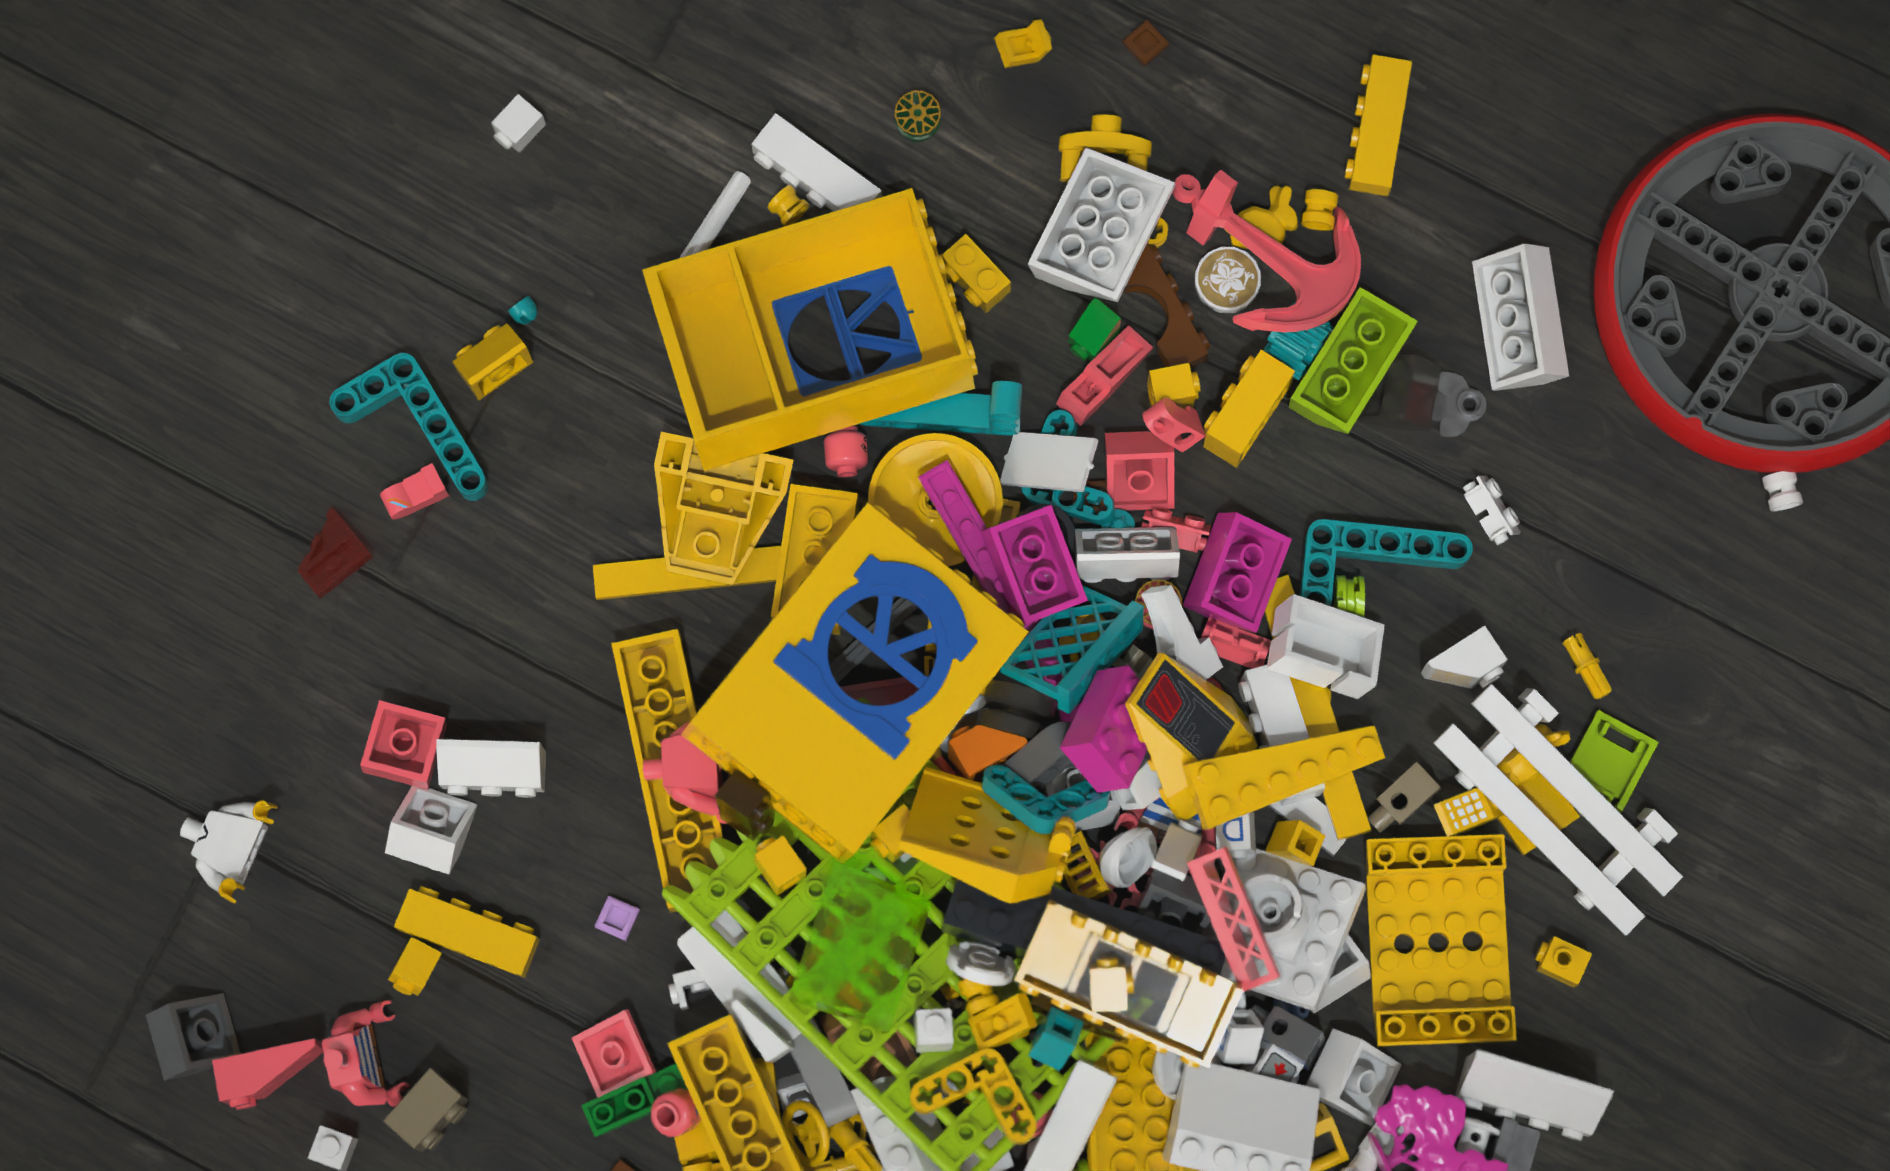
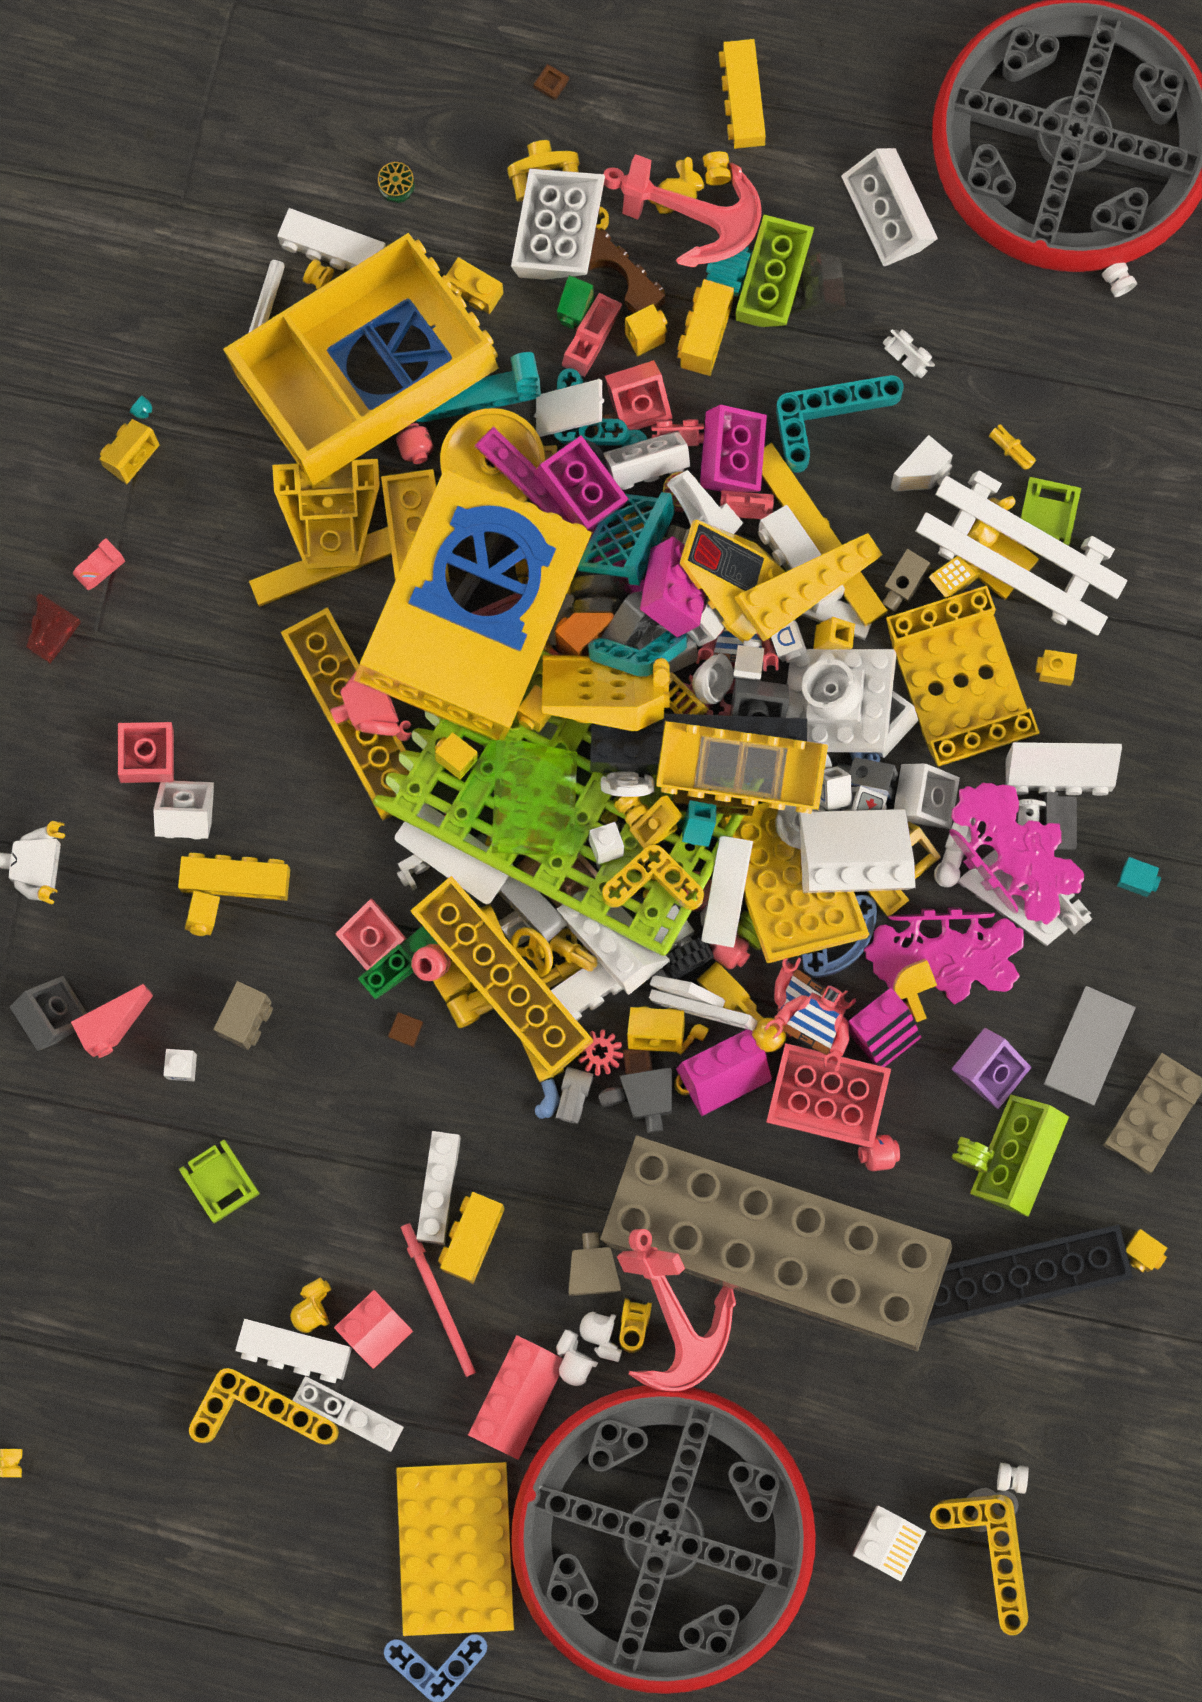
camera: 15 degrees left, 0 degrees up
(354, 1058) = (177, 995): coral torso -> none
(425, 415) = (88, 505): teal beam -> none
(491, 767) = (216, 749): white slope -> none
(517, 124) = (96, 270): white brick -> none
(617, 918) = (343, 836): lavender tile -> none
(745, 805) = (417, 718): dark brown brick -> none
(764, 1035) = (484, 888): white slope -> none
(1024, 44) = (460, 107): yellow bracket -> none
(1110, 985) = (728, 769): brick -> none
(1169, 421) = (652, 350): coral leg -> none
(1226, 922) = (801, 701): coral fence -> none
(1227, 279) = (663, 239): tile -> none
(1325, 646) = (815, 485): white piece -> none
(1350, 595) = (822, 447): lime wheel -> none
(1449, 405) = (854, 283): flat silver plate -> none

